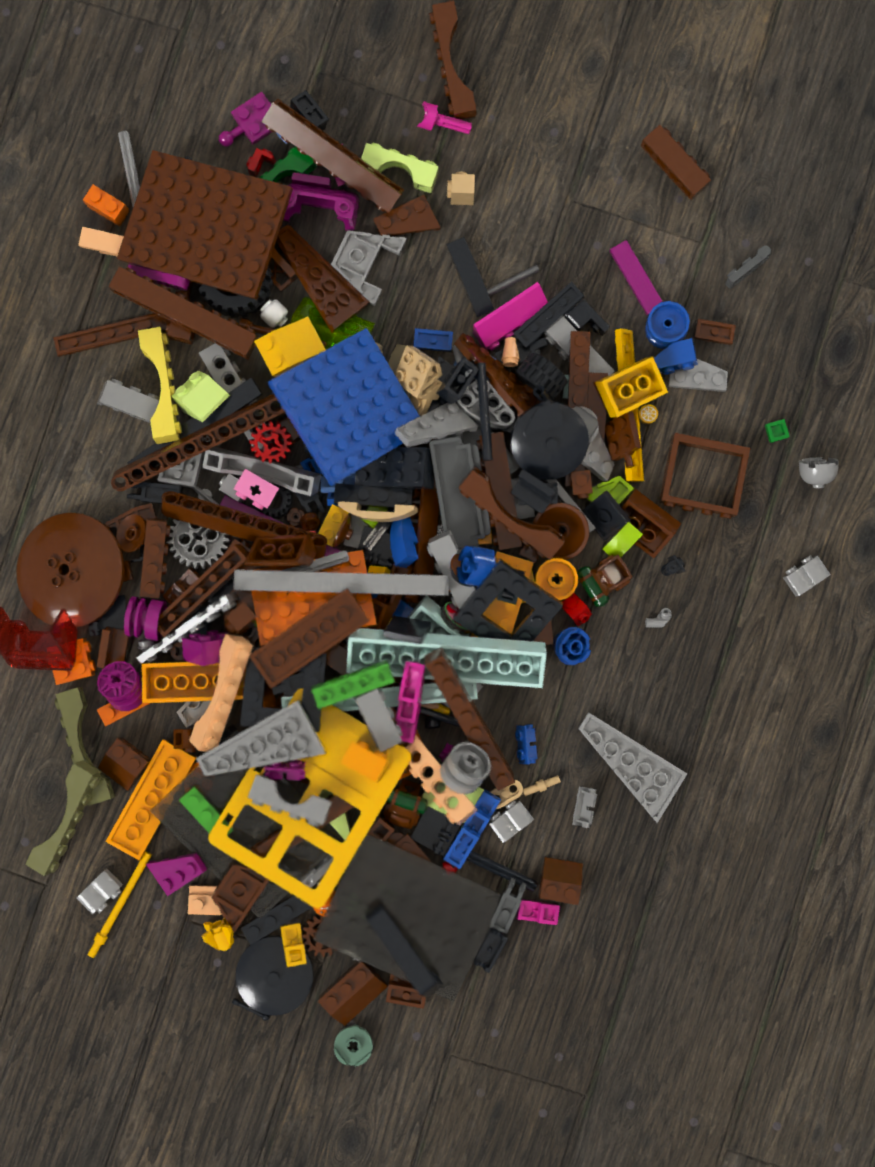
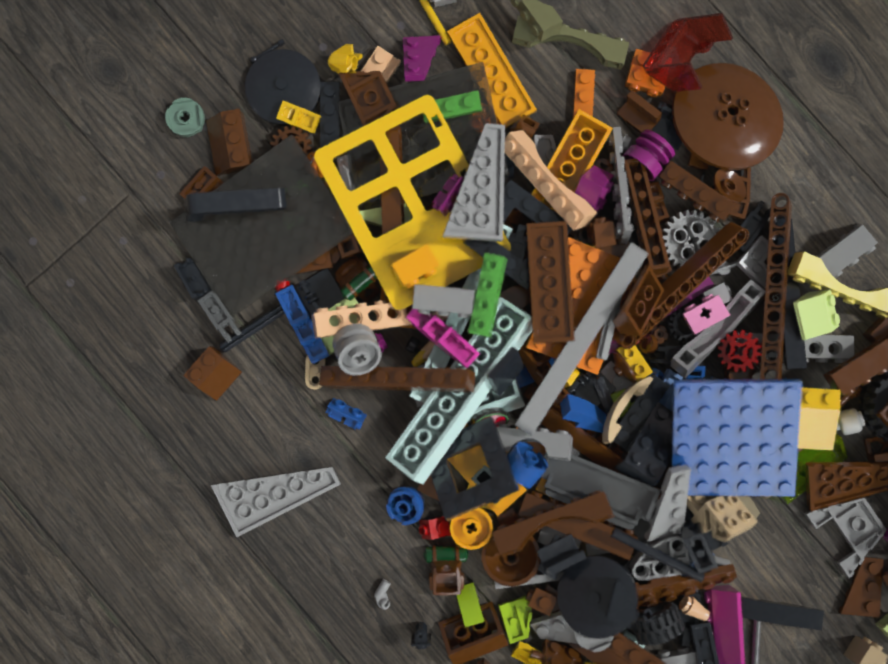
camera: 120 degrees right, 0 degrees up
(121, 685) = (604, 100): magenta wheel -> none
(124, 763) = (536, 66): reddish brown slope -> none
(266, 792) = (440, 167): light grey arch -> none
(433, 340) = (744, 547): blue plate -> none
(439, 716) = (415, 353): black bar -> none
(511, 820) = (289, 361): light grey brick -> none
(538, 911) = (199, 338): dark pink slope -> none
(541, 785) = (303, 405): tan bar -> none
(582, 815) = (256, 425): light grey hinge -> none
(606, 515) = (500, 605): black tile -> none

